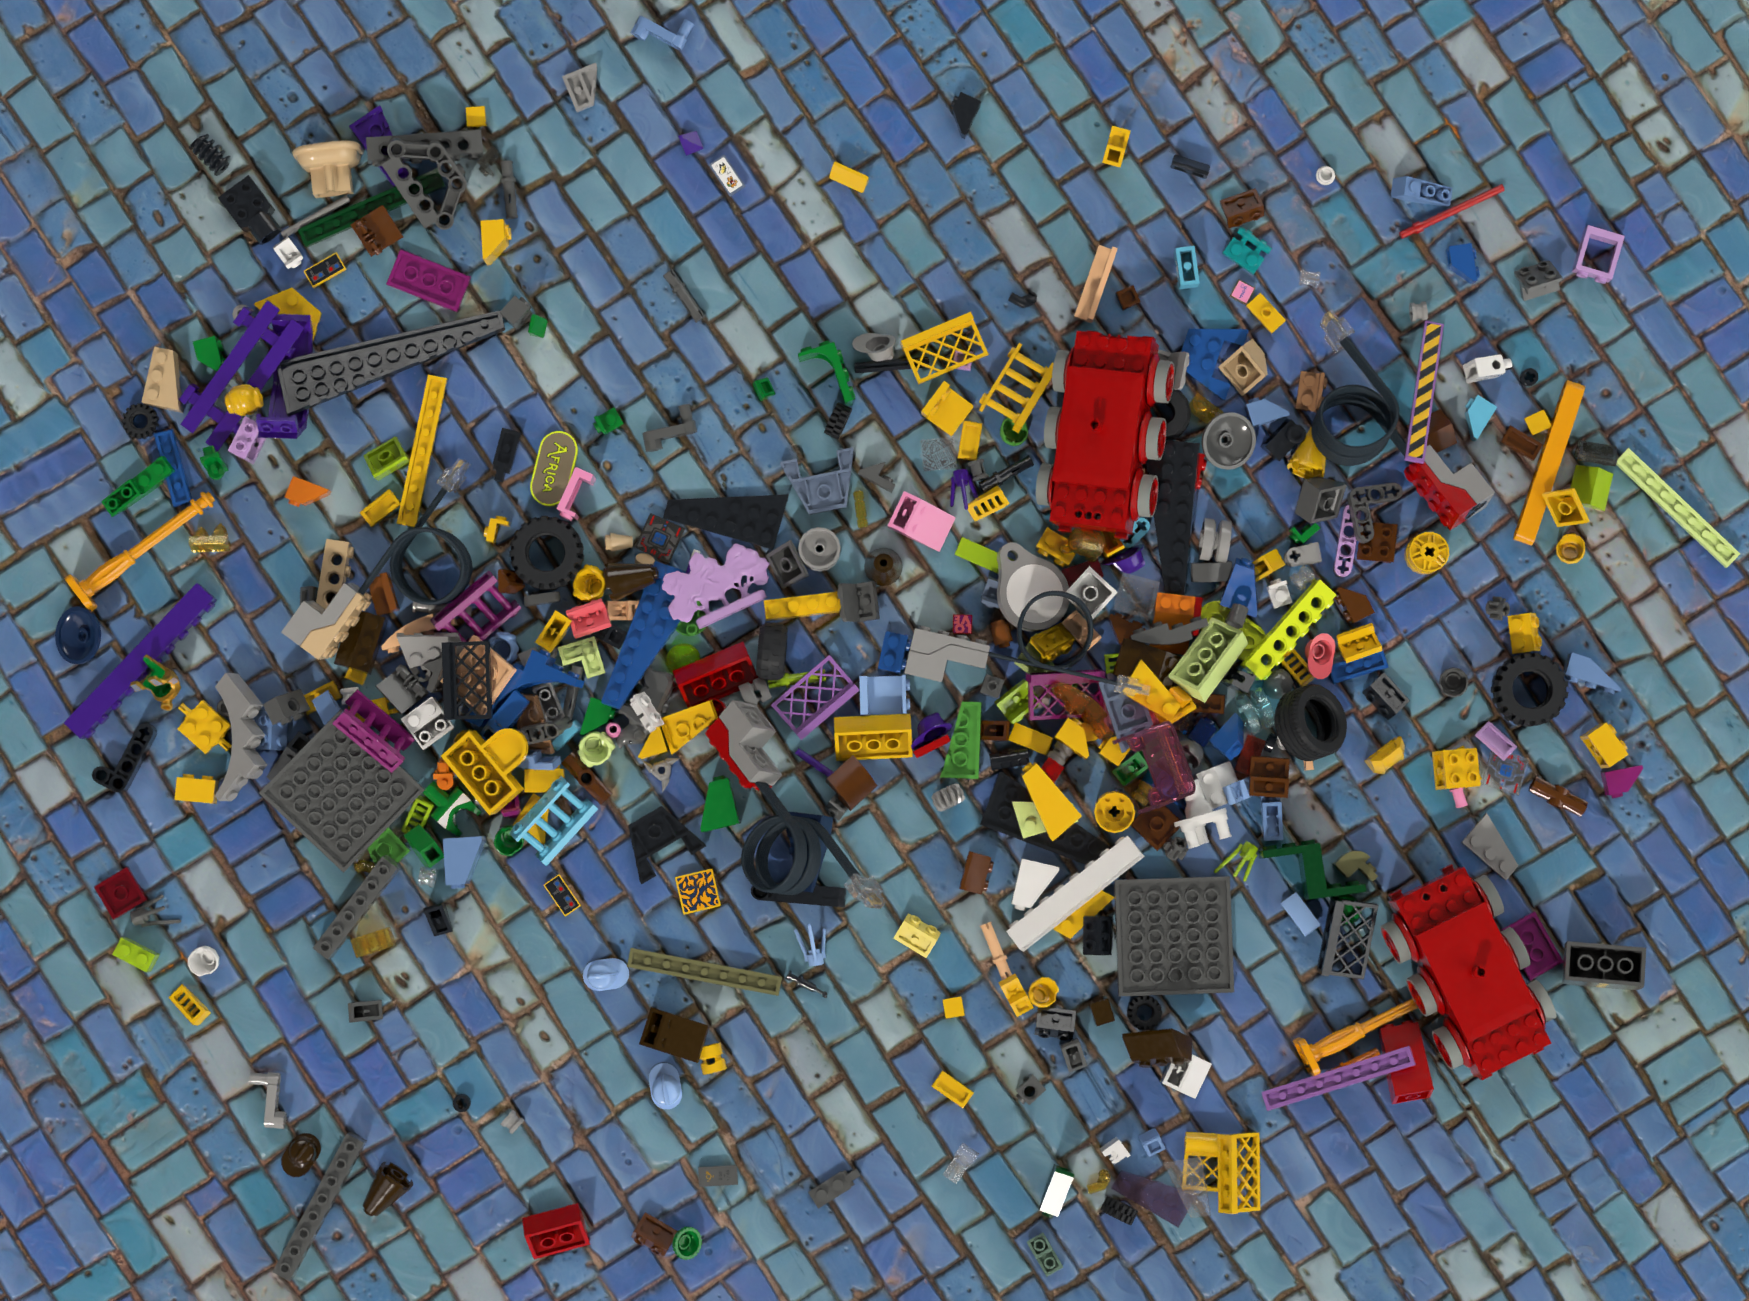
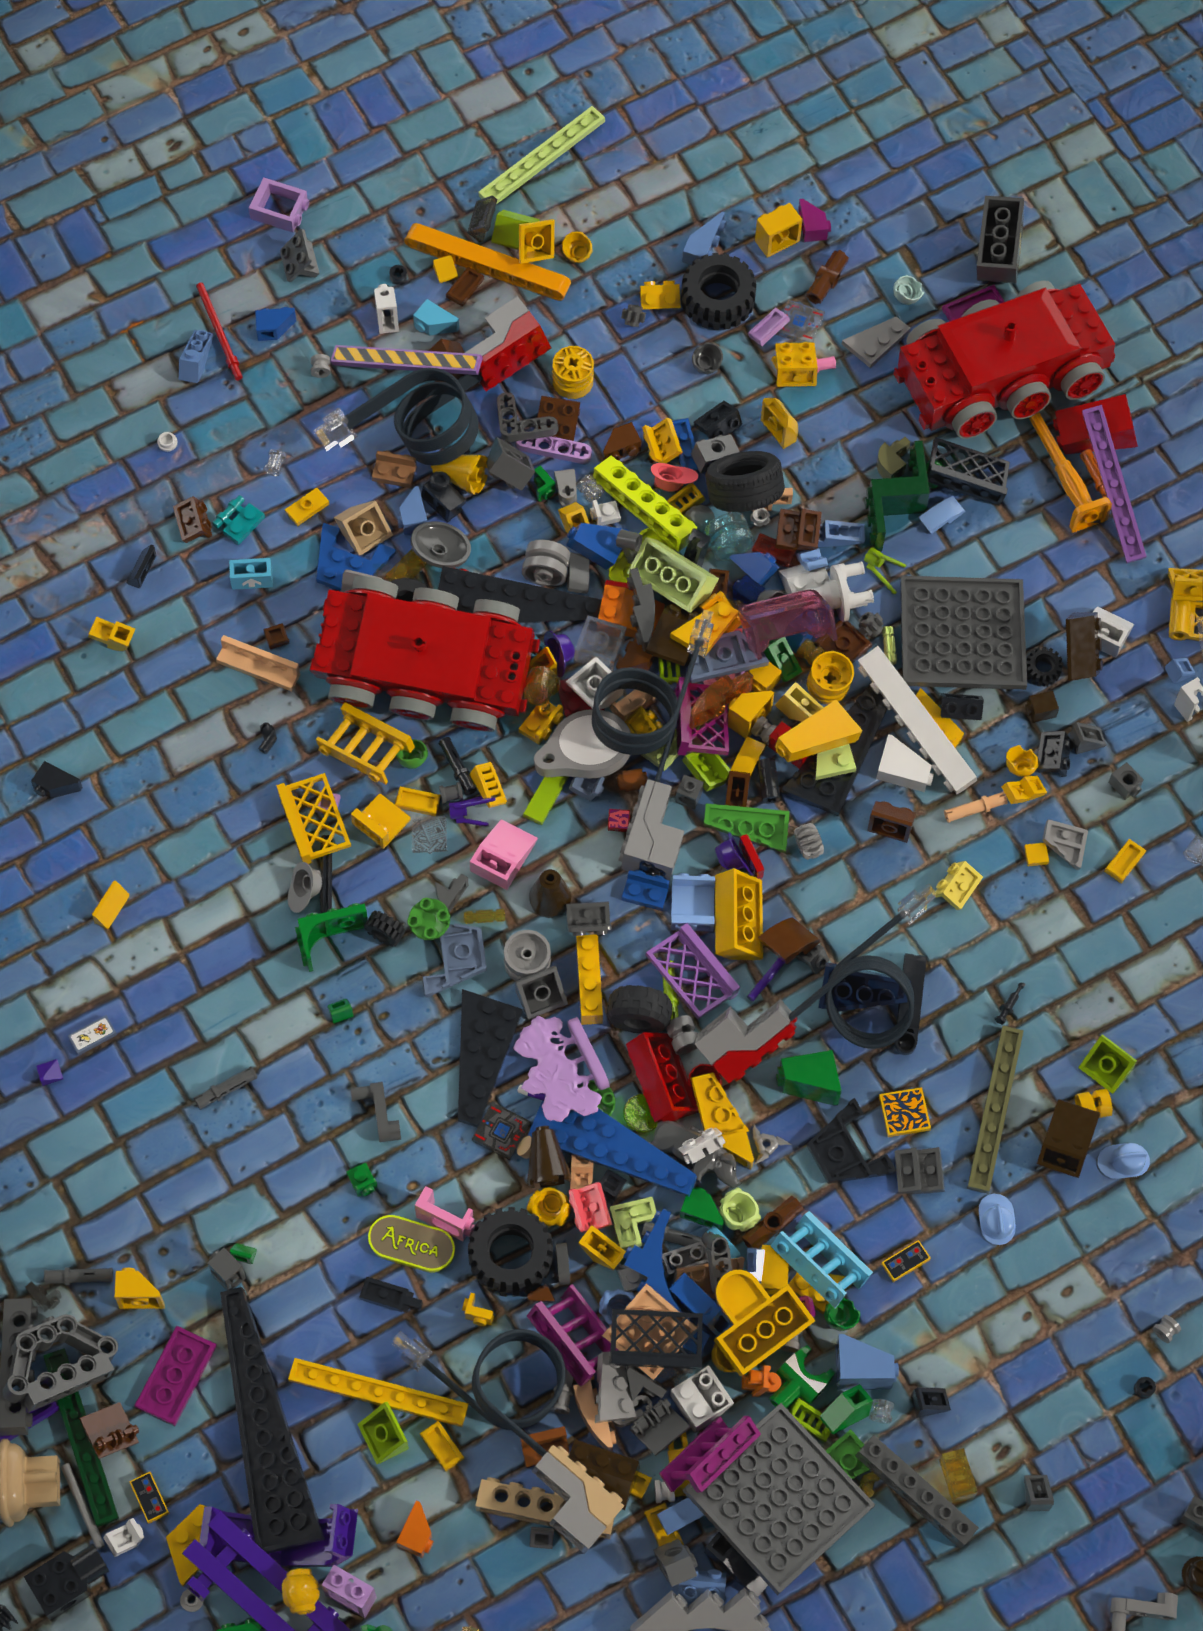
camera: 90 degrees left, 20 degrees down
(613, 725) = (719, 1189): bright pink pin -> none
(618, 542) = (502, 1177): tan cone -> none
(644, 905) = (919, 1171): none -> dark grey slope
(750, 1070) = (1107, 1064): none -> lime slope
(814, 957) = (979, 990): light blue plant -> none
(849, 459) = (429, 919): none -> bright green dish
(966, 1034) = (1066, 841): none -> light grey wing
(1084, 785) = (798, 704): none -> light yellow slope
(1157, 867) = (889, 644): none -> yellowish green axle
(1242, 292) = (282, 527): bright pink tile -> none
(1270, 742) = (761, 527): black tile -> none
(1341, 685) = (710, 450): none -> dark grey brick
(1547, 876) = (907, 290): none -> light aqua hair

